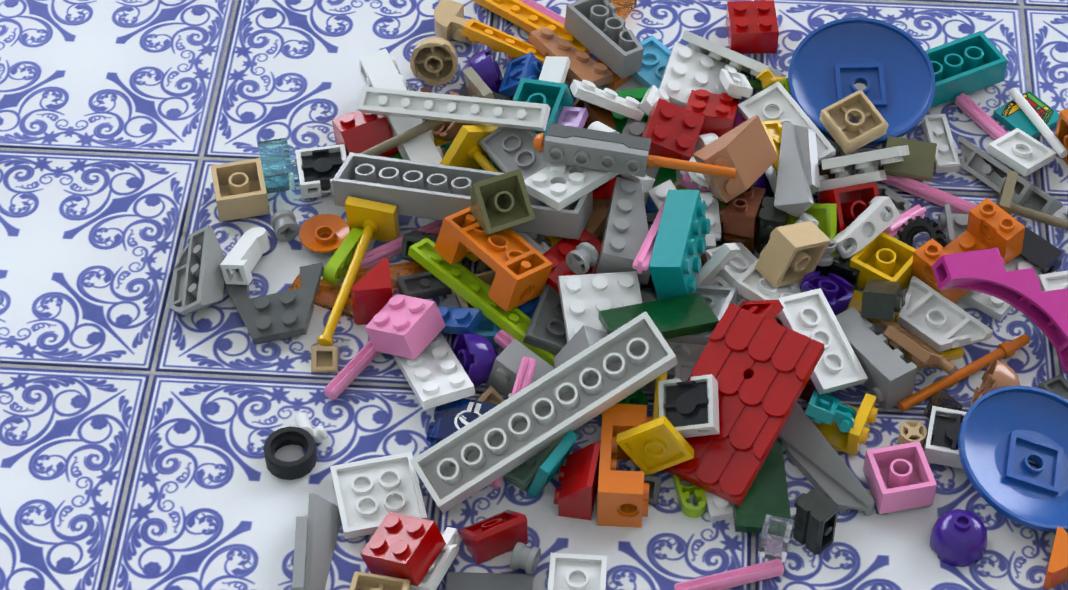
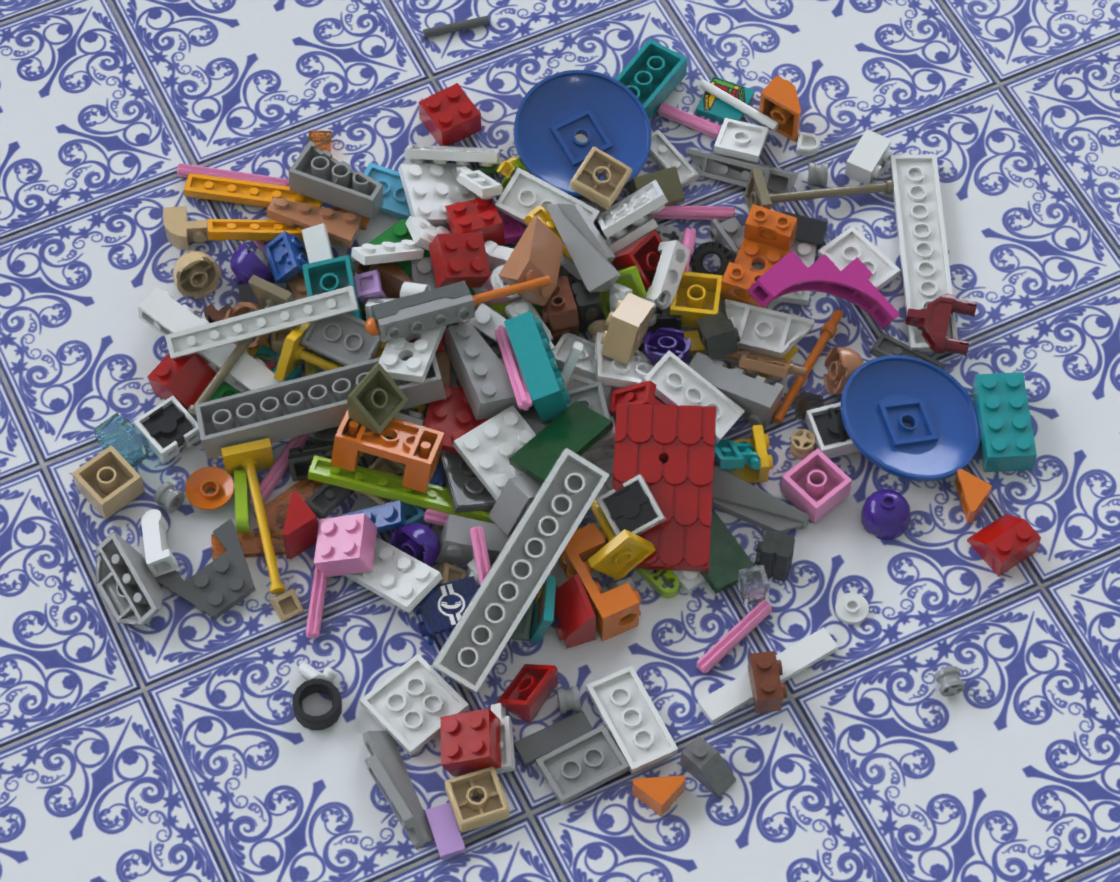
camera: 30 degrees left, 10 degrees up
(582, 258) = (462, 415): light grey wheel -> none

